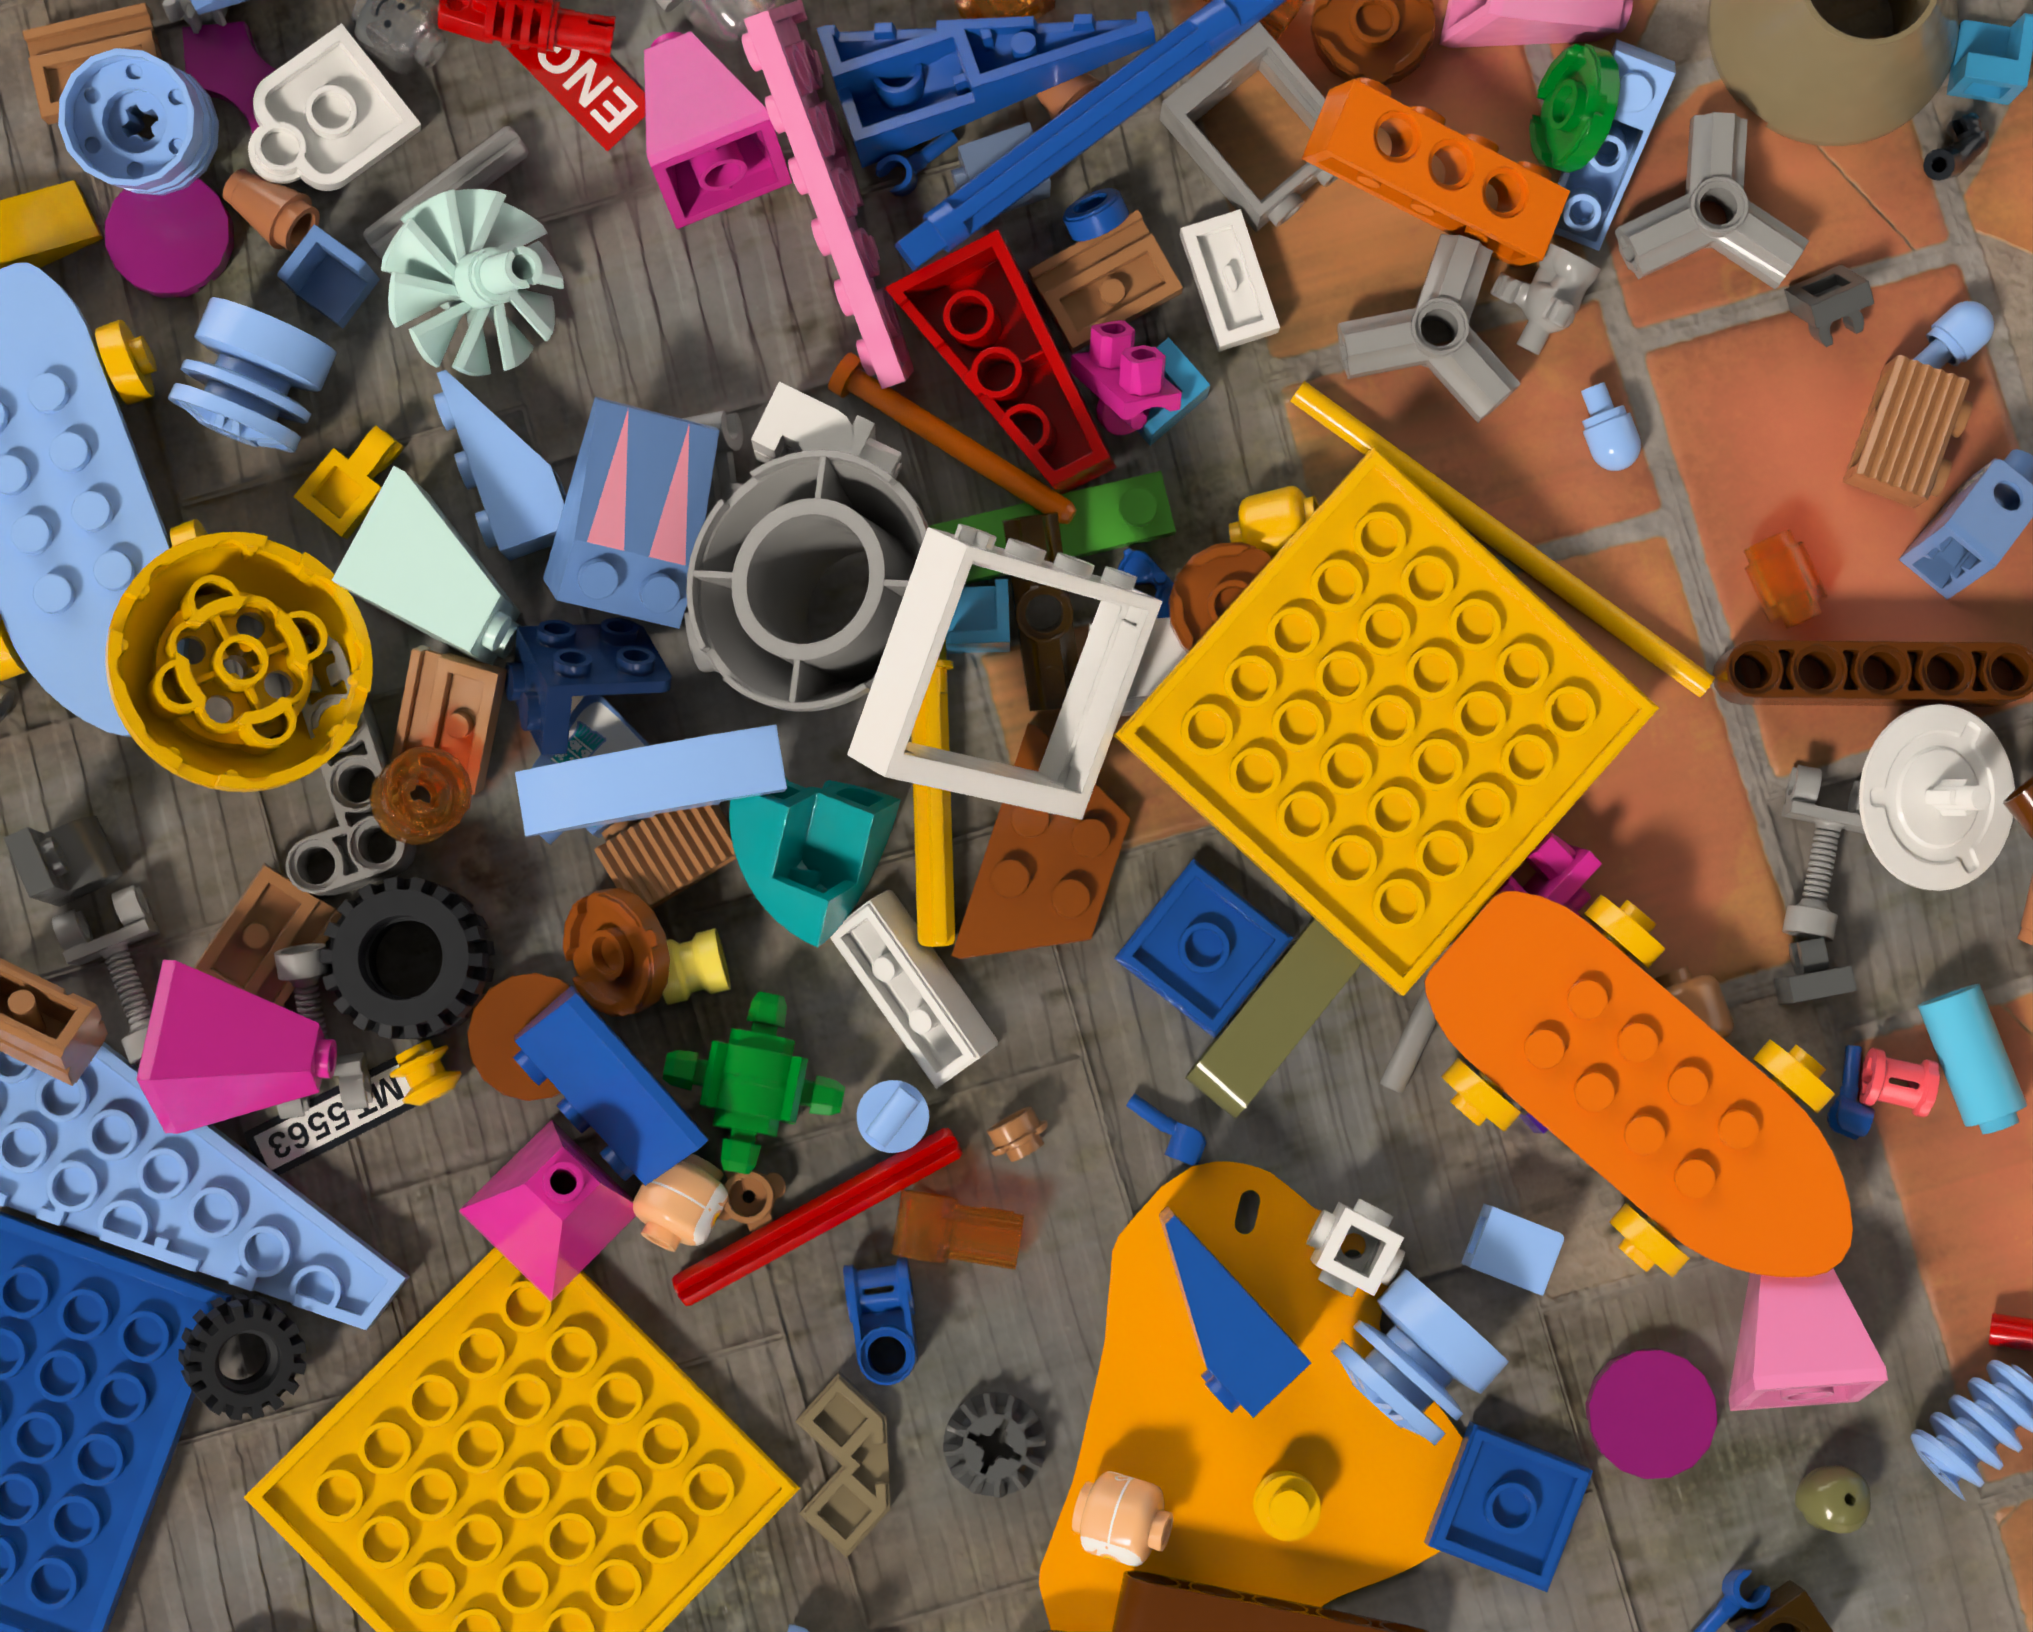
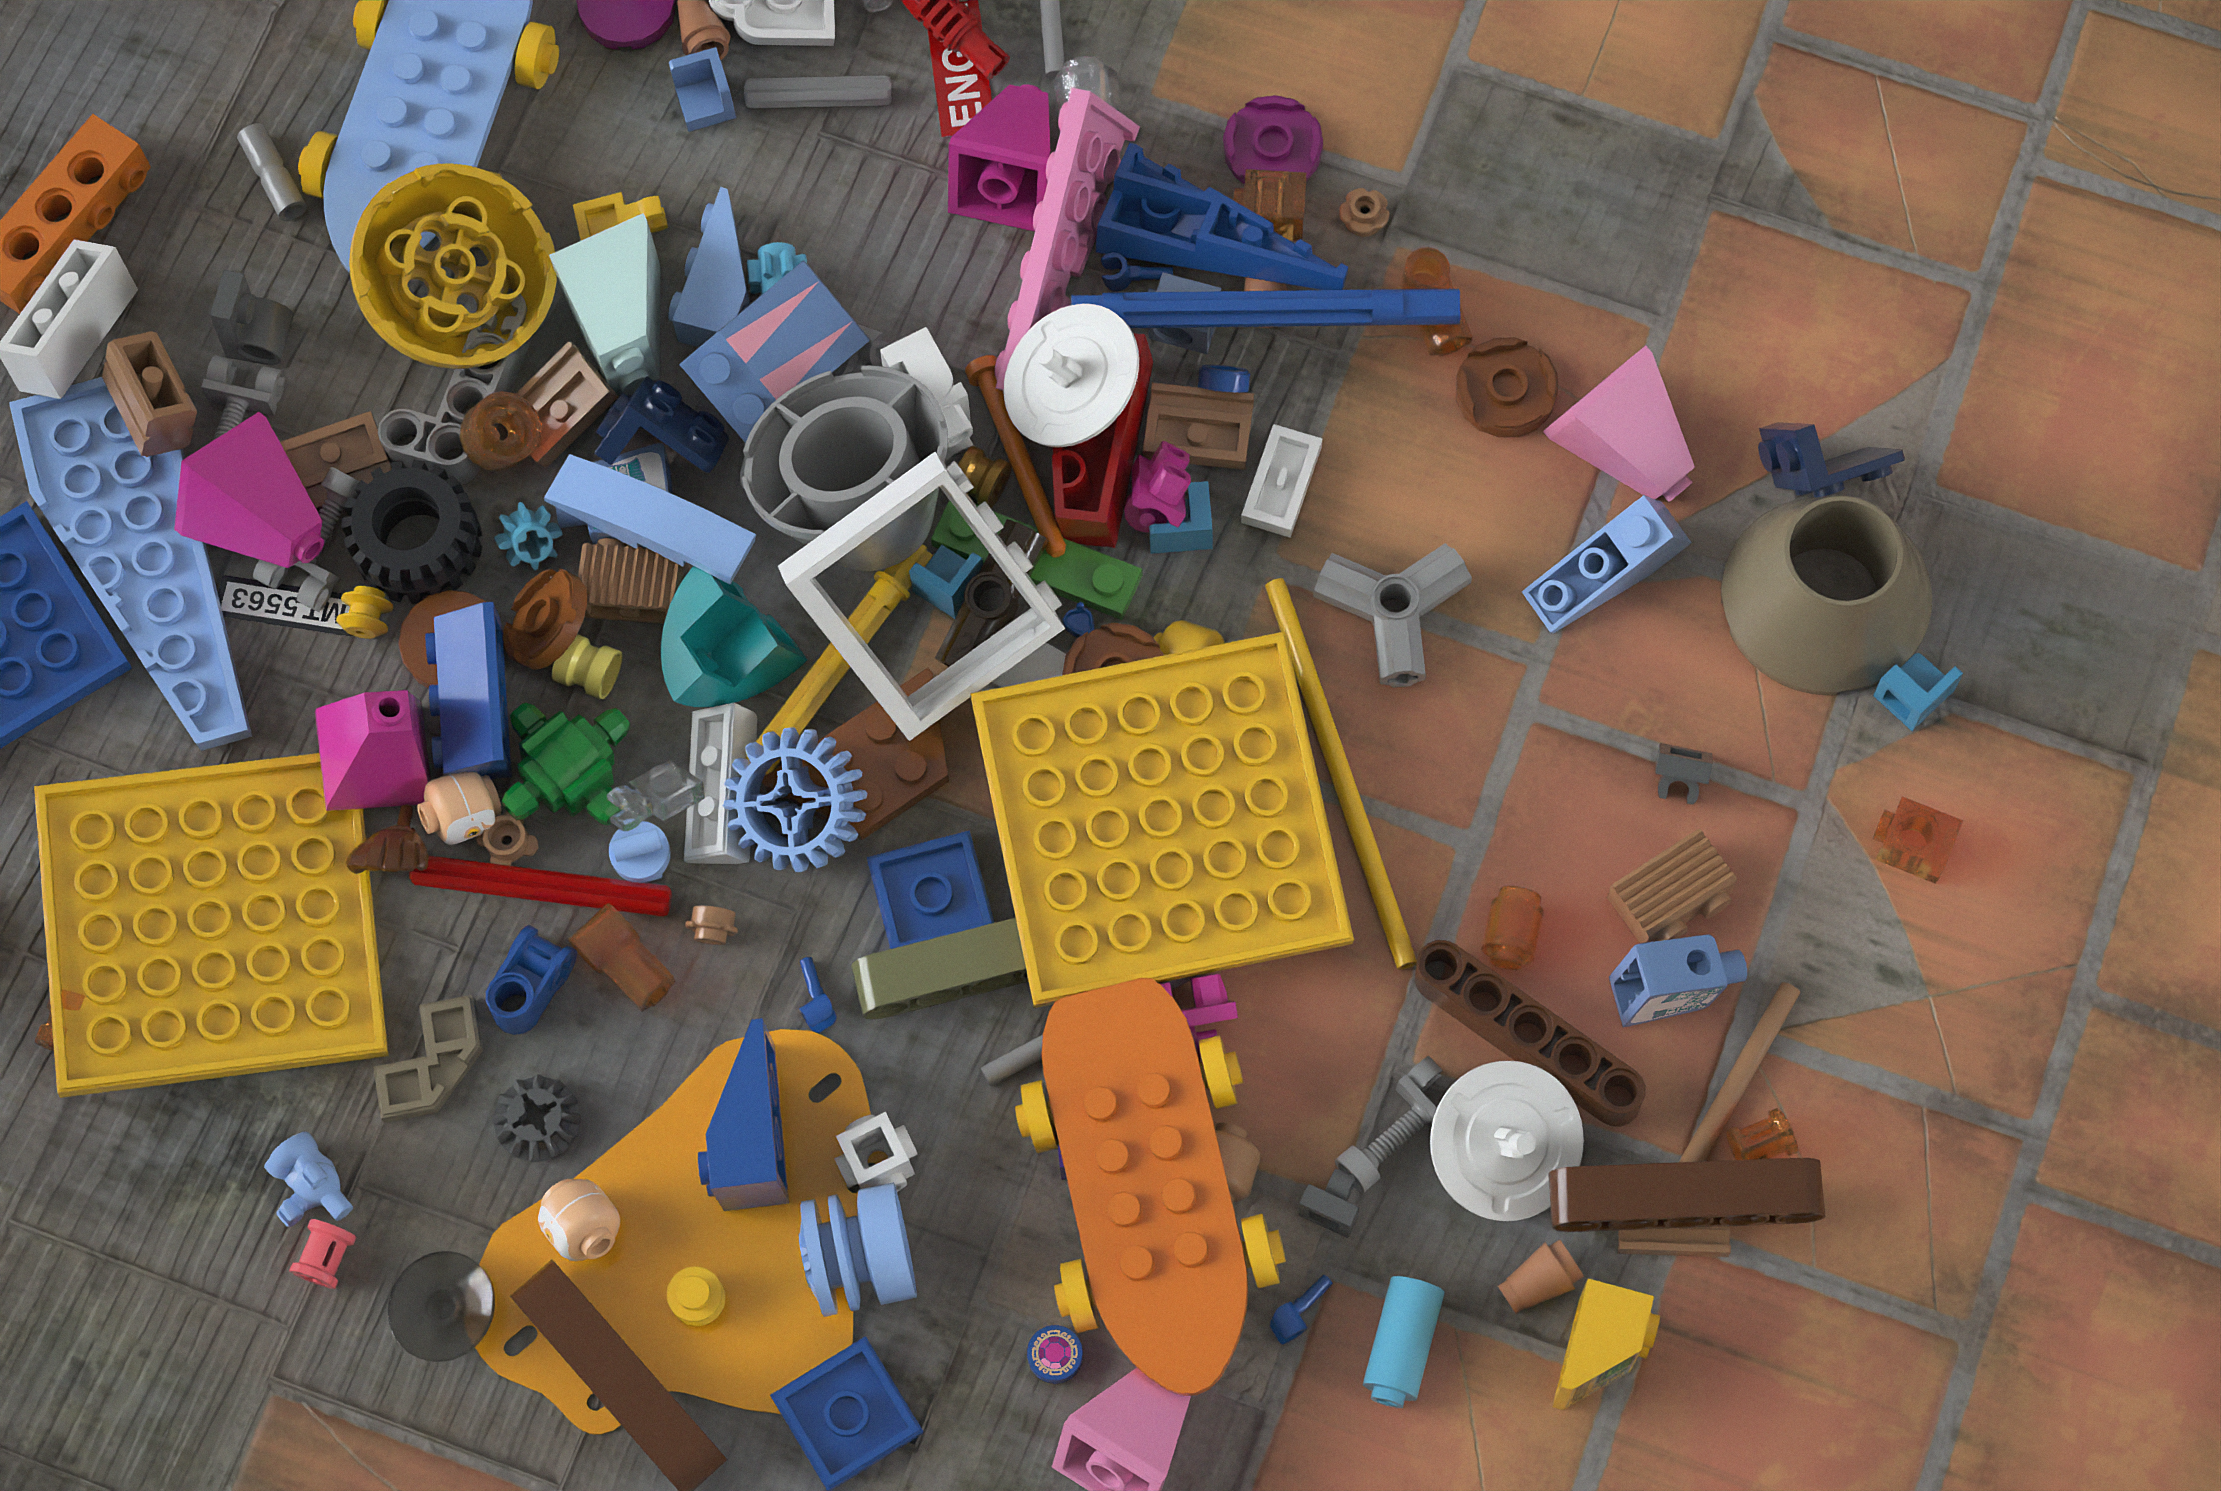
camera: 40 degrees right, 15 degrees down
(252, 375) = (605, 111): light blue wheel -> none
(262, 1388) = (99, 734): black tyre -> none
(470, 259) = (779, 121): light aqua piece -> none
(527, 877) = (514, 535): none -> medium azure gear
(559, 419) = (772, 264): none -> medium azure gear
(650, 1295) = (391, 848): none -> reddish brown piece
(866, 1042) = (658, 792): none -> clear plate
(934, 487) = (985, 475): none -> pearl gold wheel
(967, 329) = (1071, 375): none -> white piece
(977, 991) = (795, 819): none -> light blue gear
(1214, 82) = (1371, 351): light grey window -> none
(1348, 148) = (1439, 484): orange brick -> none
(1513, 1249) = (980, 1235): light blue panel -> none
(1551, 297) = (1491, 636): light grey piece -> none
(1577, 107) = (1596, 519): green tile -> none
(1609, 430) = (1467, 749): light blue cylinder -> none
(1651, 1413) = (994, 1424): magenta tile -> none
(1657, 1306) = (1055, 1354): none -> tile
(1715, 175) = (1654, 684): light grey piece -> none
(1921, 1079) = (1341, 1337): coral bush -> none
(1958, 335) = (1758, 852): light blue cylinder -> none
(1968, 143) = (1846, 736): black arm -> none

